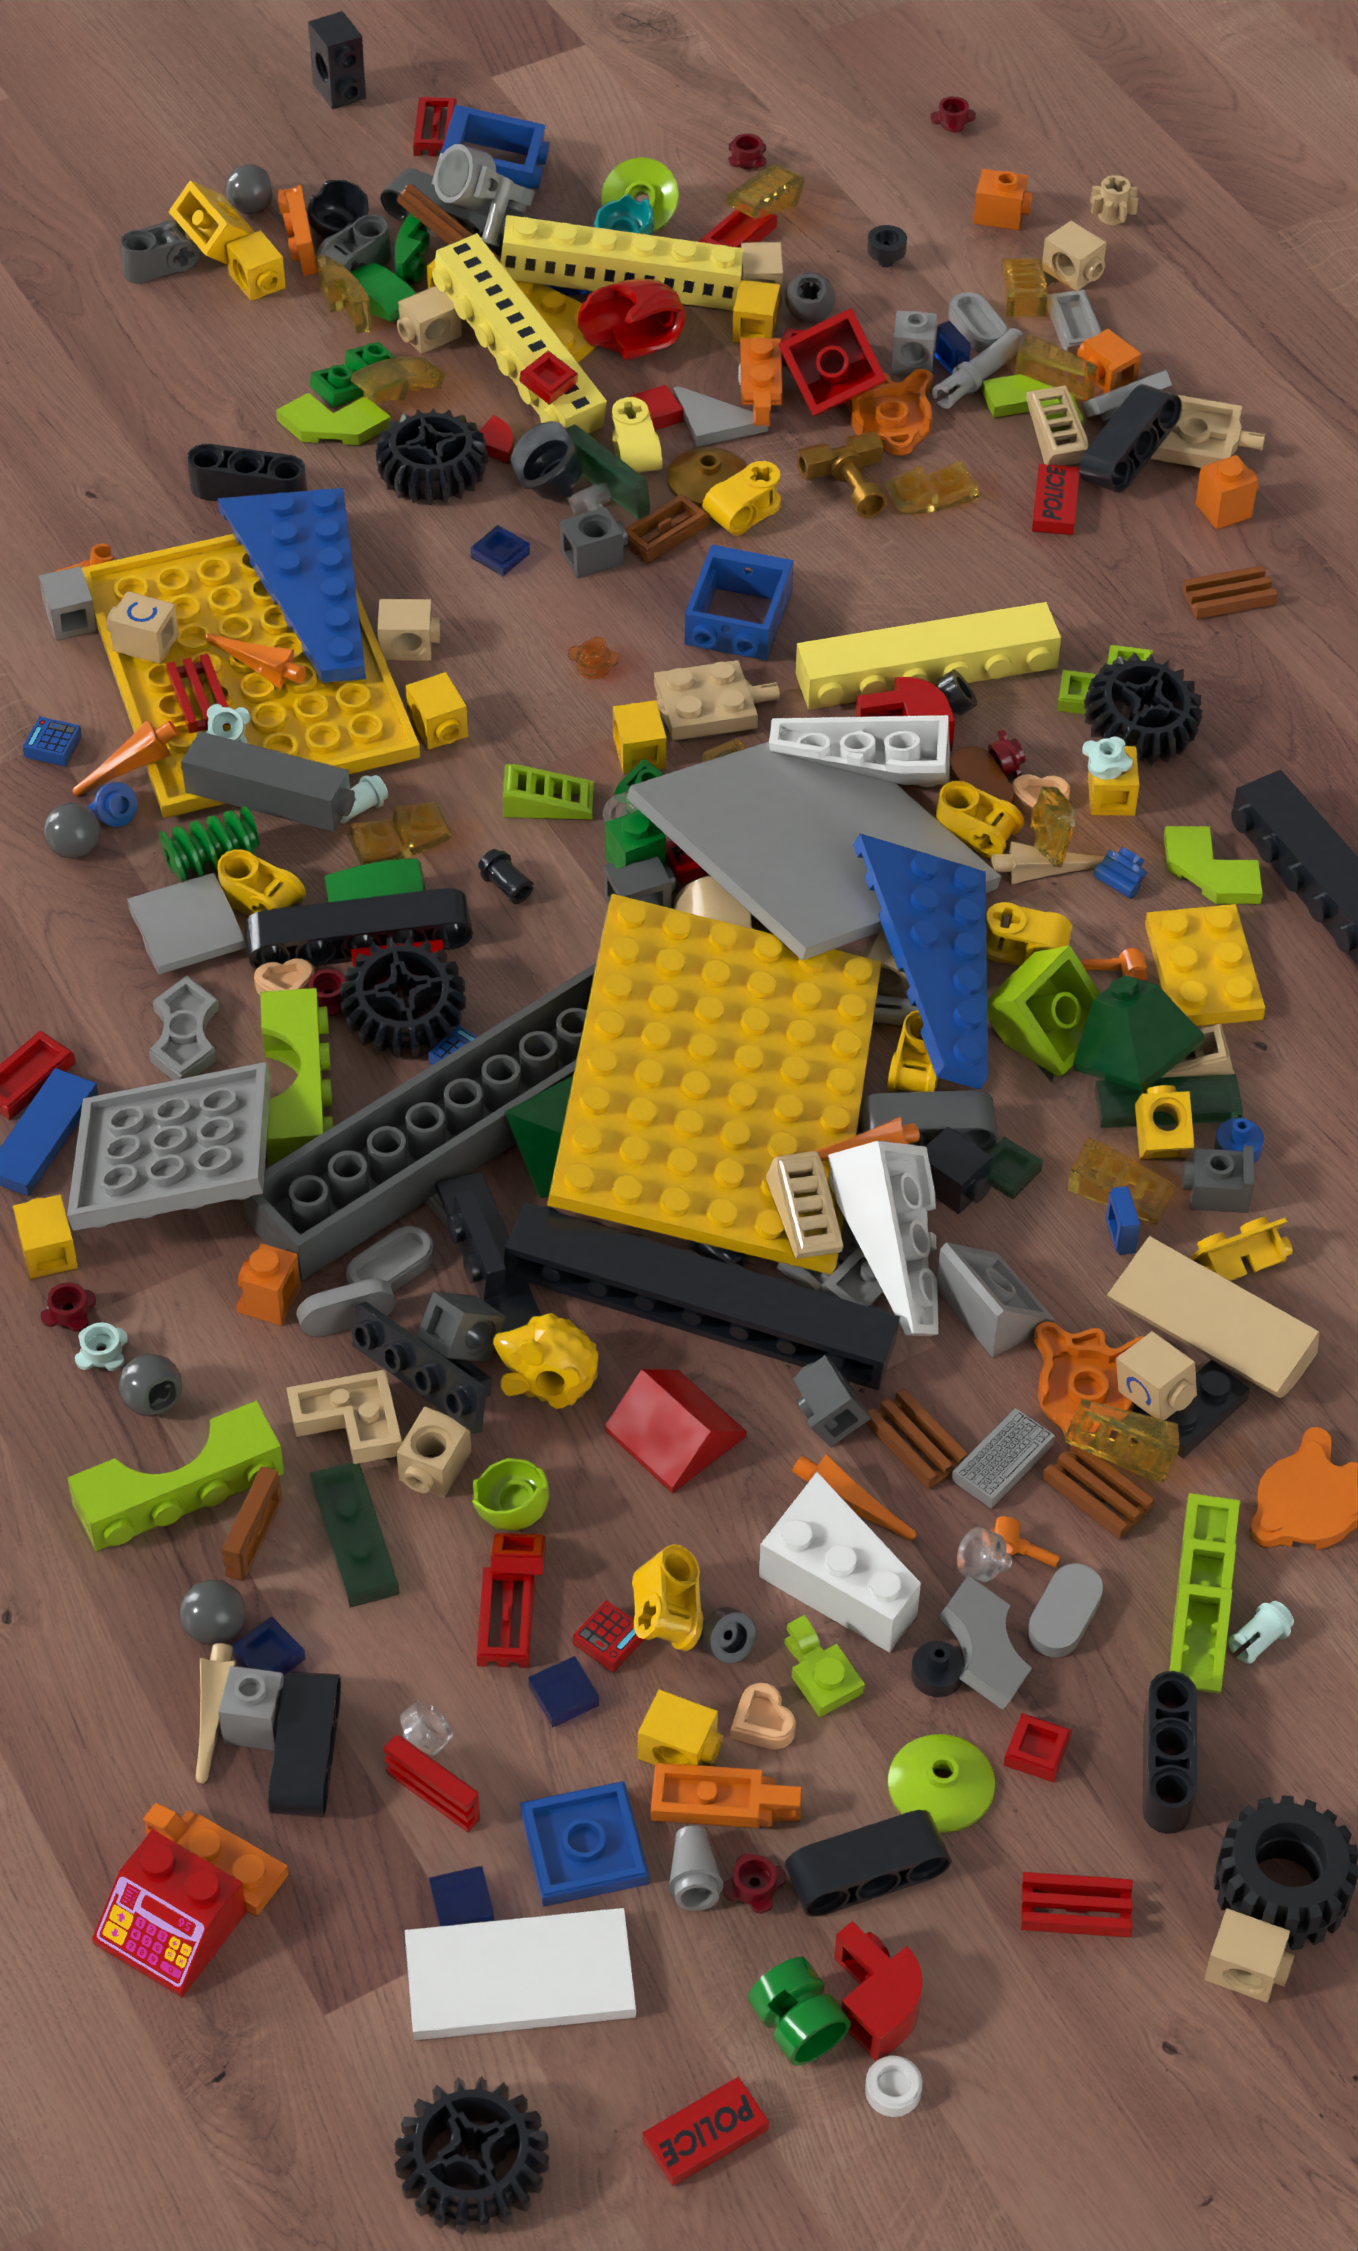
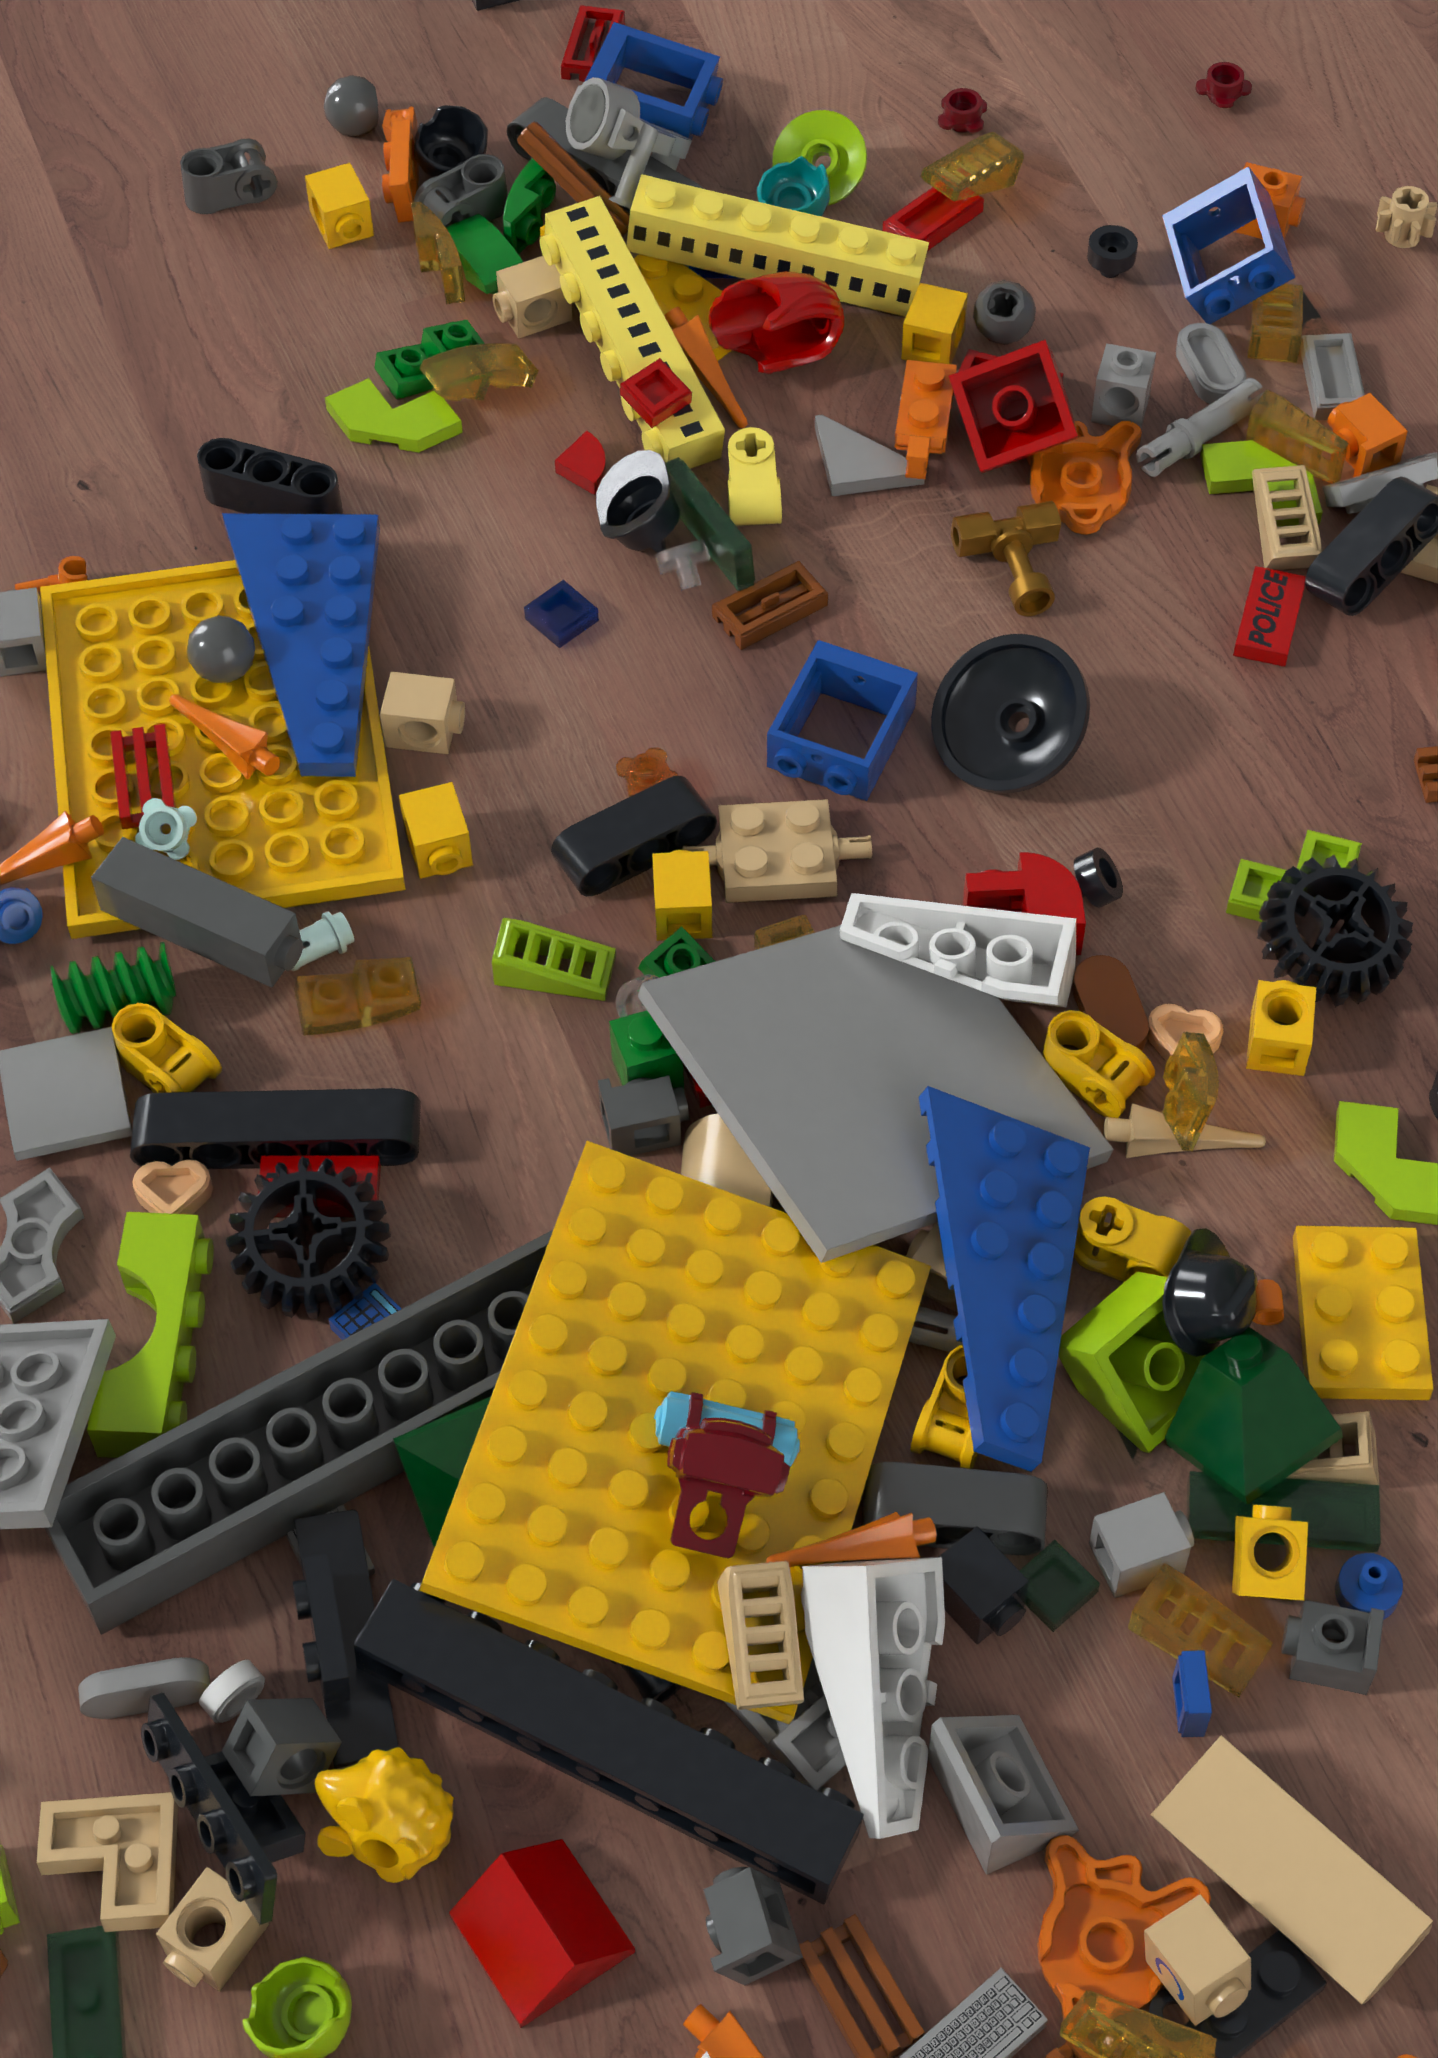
camera: 10 degrees right, 5 degrees up
(143, 627) = (92, 680): tan brick -> none
(209, 220) = (293, 143): yellow brick -> none
(240, 596) = (220, 649): none -> dark grey piece
(269, 1284) = (43, 1636): orange brick -> none
(328, 989) = (211, 1201): dark red plate -> none
(376, 880) = (310, 1065): green slope -> none
(394, 1258) = (221, 1620): light grey tile -> none
(412, 1301) = (231, 1690): none -> white tile
(431, 456) = (469, 487): black gear -> none
(498, 868) = (471, 1063): black pin -> none
(574, 344) = (703, 361): none -> orange piece
(588, 699) = (622, 837): none -> black beam
(592, 542) = (675, 616): dark grey brick -> none
(662, 406) = (793, 439): red tile -> none
(701, 469) = (838, 539): pearl gold dish -> none
(744, 501) = (871, 581): yellow piece -> none
(758, 1085) = (724, 1453): none -> dark red piece
(763, 263) = (952, 263): tan brick -> none
(859, 564) = (990, 694): none -> black dish
(922, 493) = (1116, 590): clear yellow slope -> none
(950, 221) = (1195, 227): none -> blue window
(951, 346) = (1169, 395): clear blue tile -> none
(974, 645) = (1065, 817): light yellow brick -> none
(1007, 754) = (1149, 974): dark red plate -> none
(1063, 1127) = (1138, 1540): none -> light grey brick
(1074, 256) = (1344, 287): tan brick -> none
(1092, 956) = (1208, 1295): none -> black piece
(1107, 757) = (1272, 1015): light aqua plate -> none
(1121, 871) = (1272, 1160): blue plate -> none
(1257, 1242) = (1371, 1752): yellow hinge -> none

